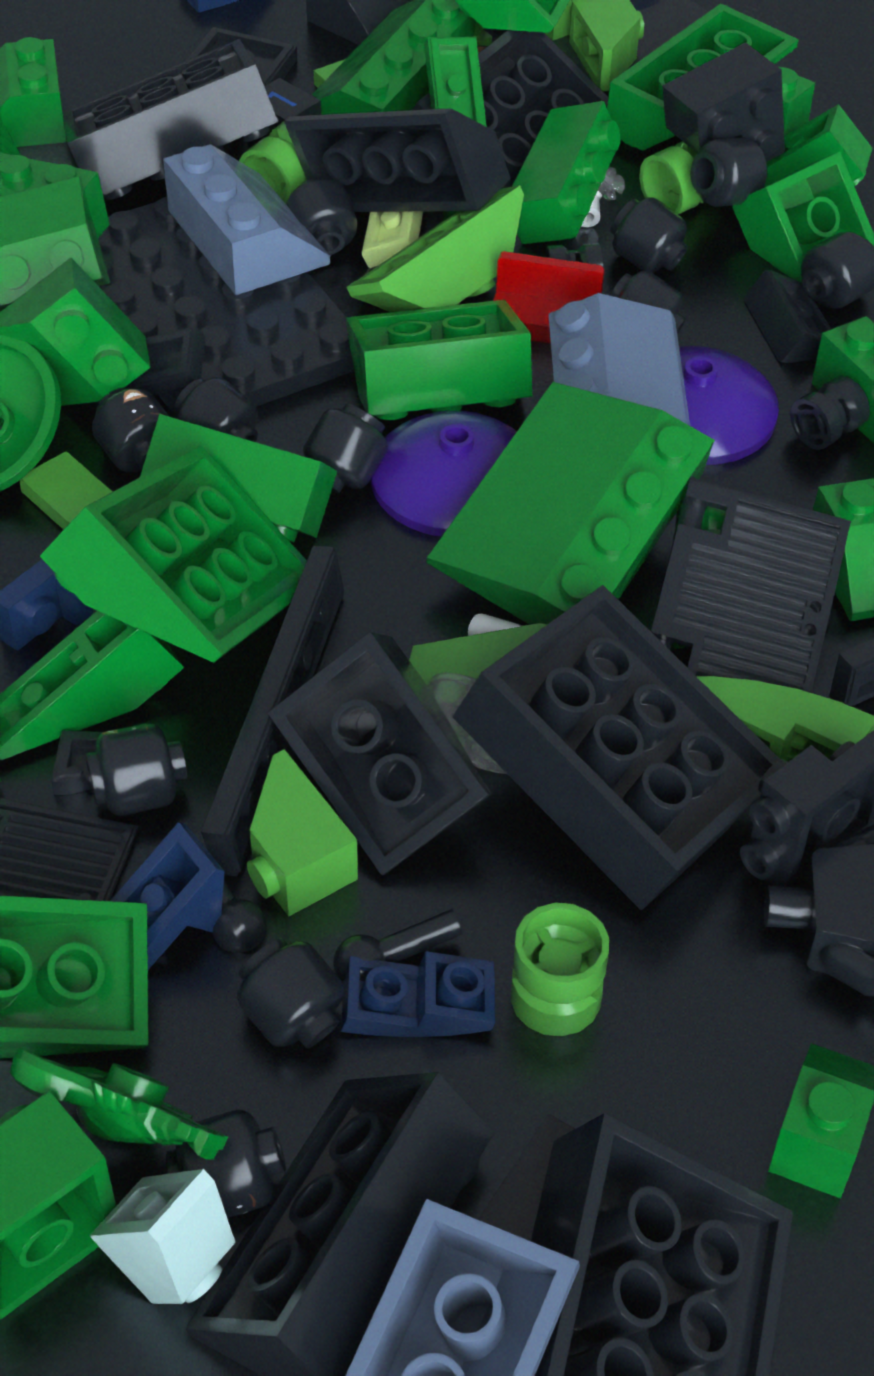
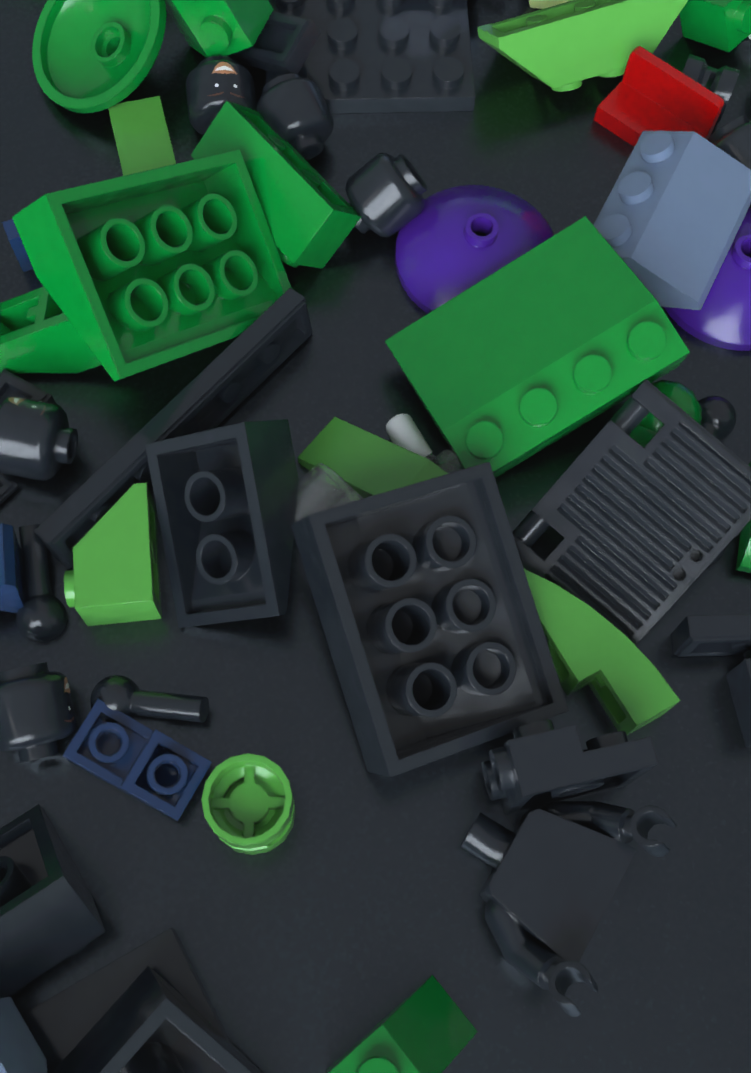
camera: 25 degrees right, 20 degrees up
(440, 358) = (521, 133): green slope -> none

